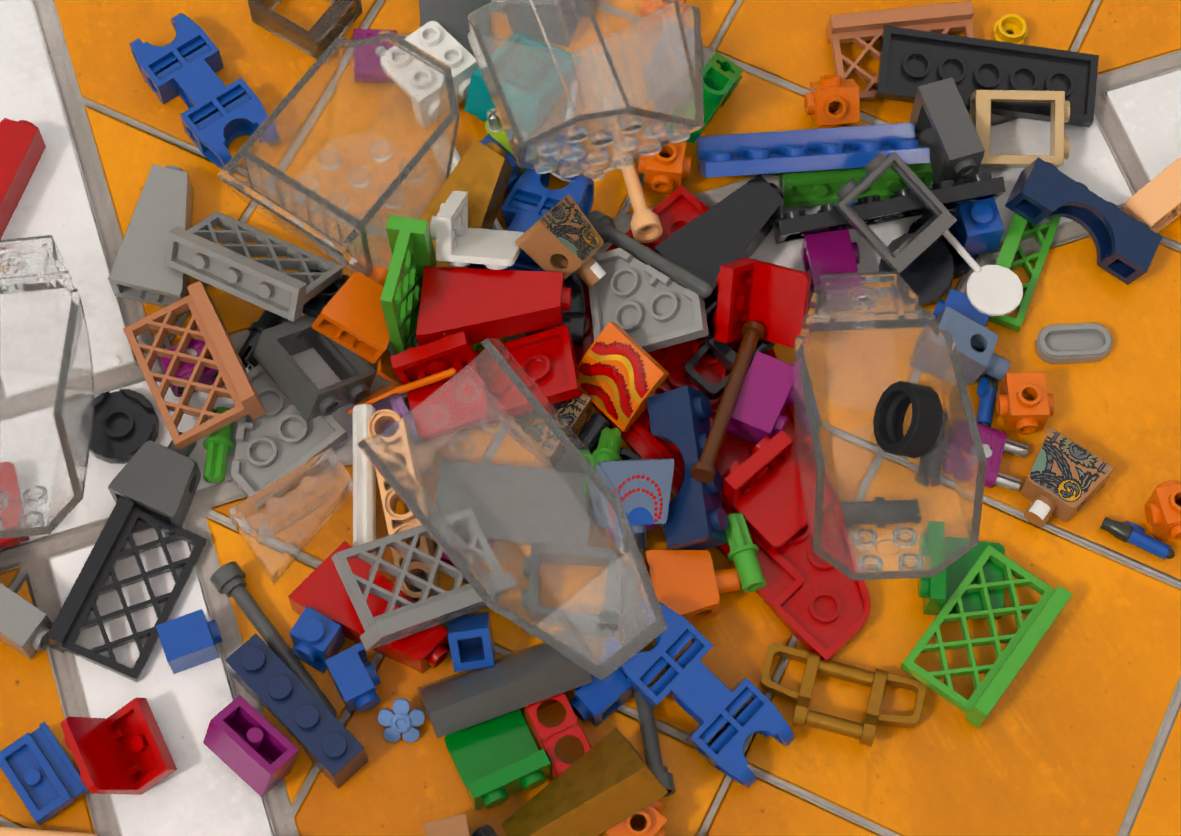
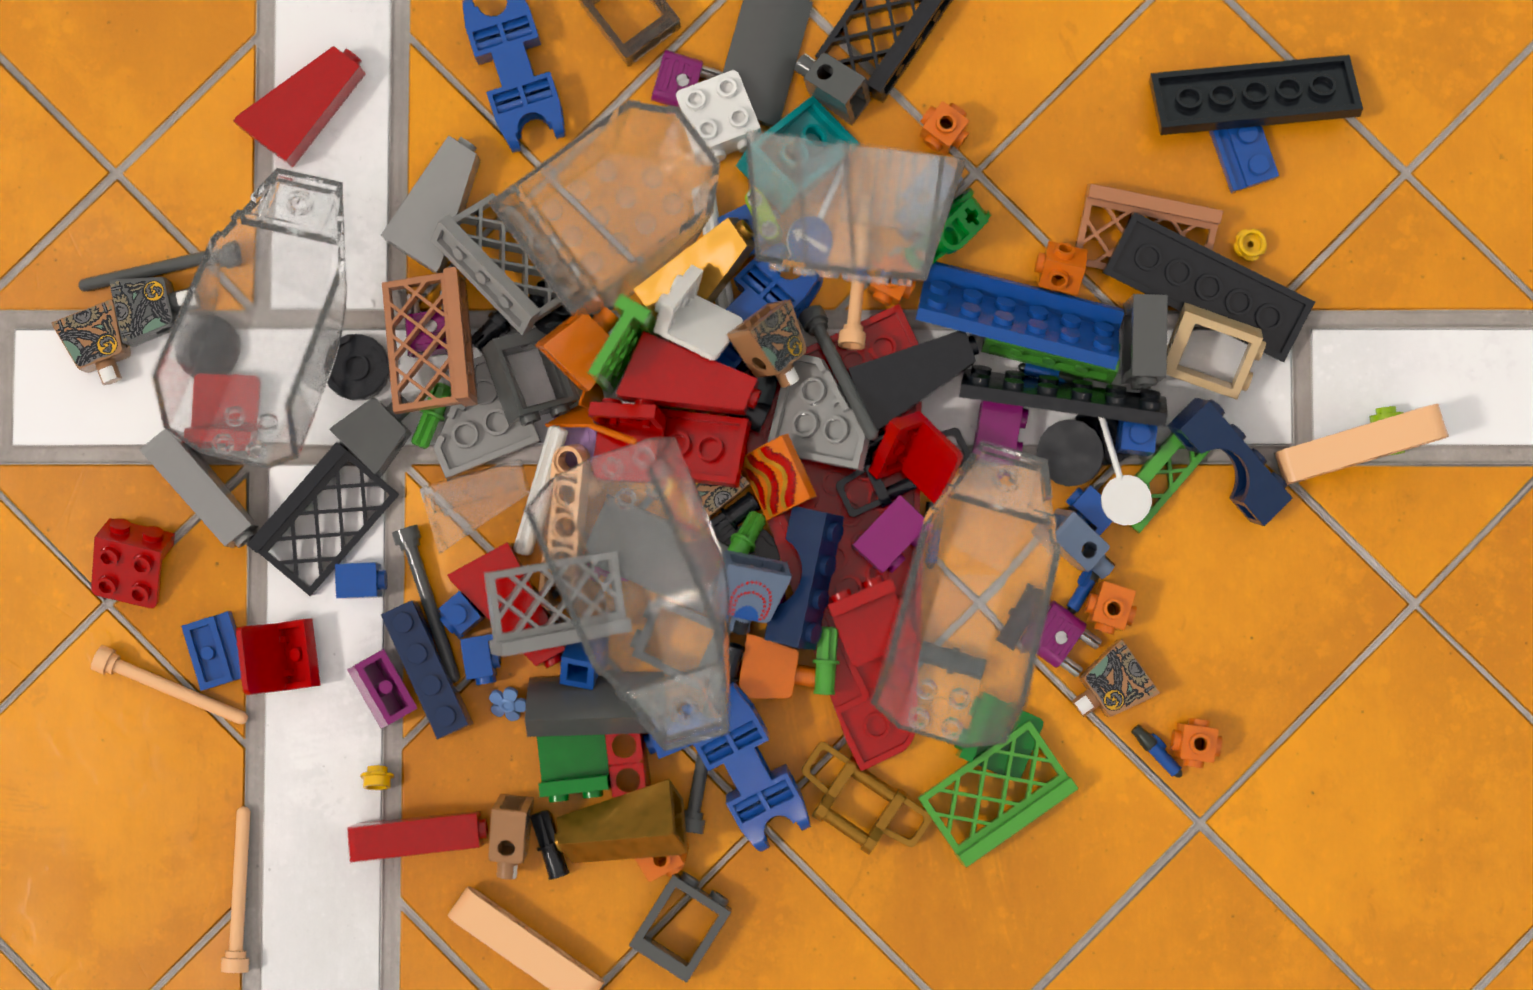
camera: 20 degrees right, 20 degrees up
(704, 469) = (814, 592): reddish brown bar -> none
(922, 238) = (1069, 447): dark grey window -> none
(925, 421) = (1018, 597): black tyre -> none
(1073, 343) = (1179, 561): light grey tile -> none

